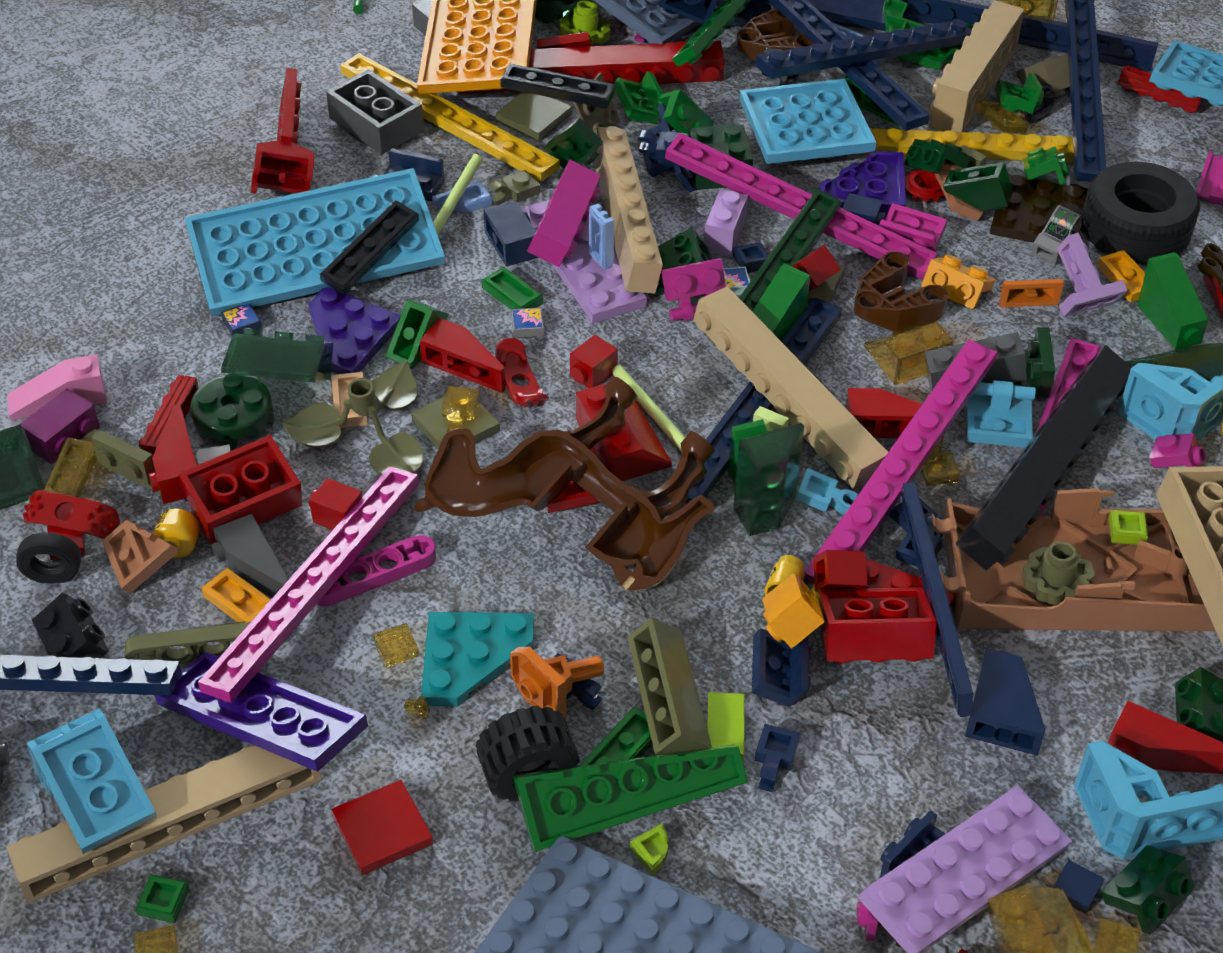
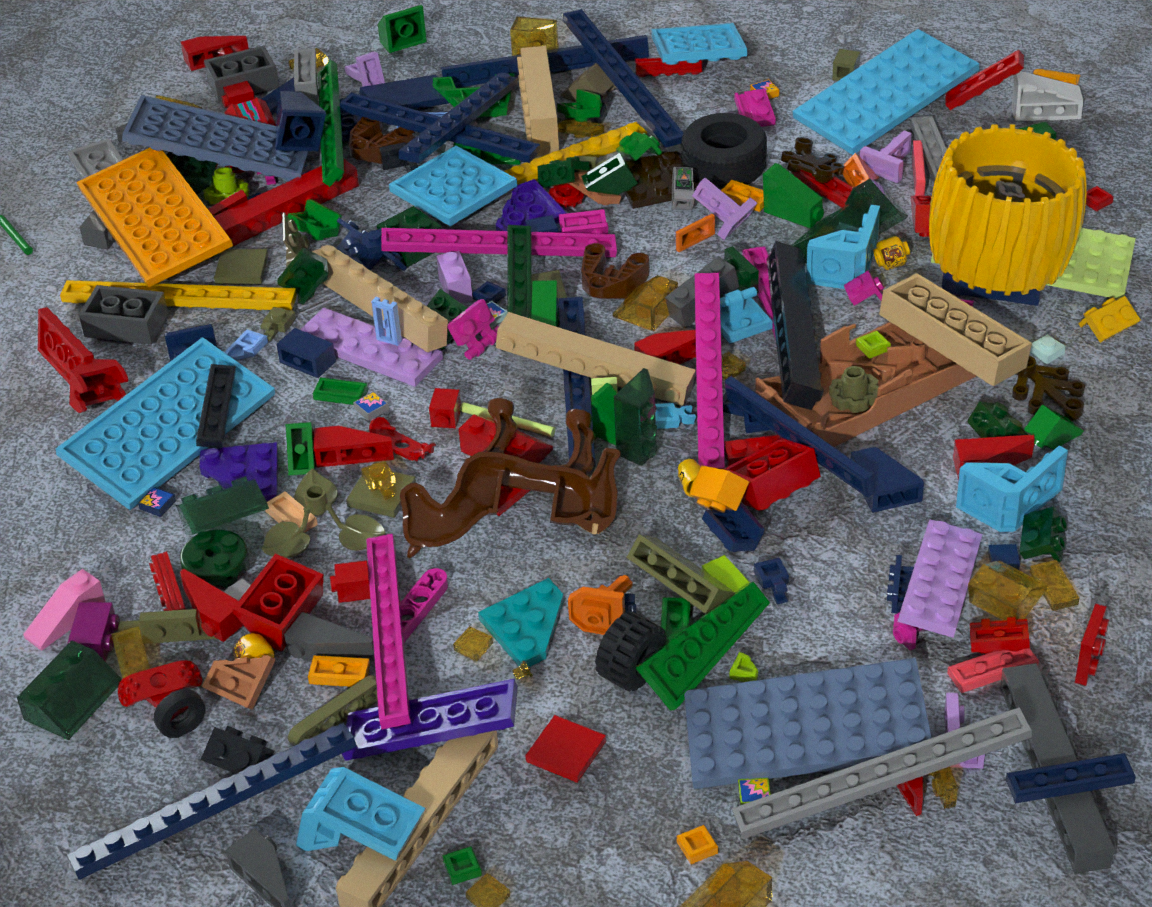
camera: 30 degrees left, 5 degrees down
(457, 192) = (240, 338): yellowish green bar -> none
(558, 86) = (263, 233): black tile -> none
(564, 214) = (341, 319): dark pink brick -> none
(683, 112) = (362, 215): green bracket -> none
(819, 265) = (547, 271): red brick -> none
(840, 570) = (726, 451): red brick -> none
(961, 282) = (649, 244): light orange bracket -> none

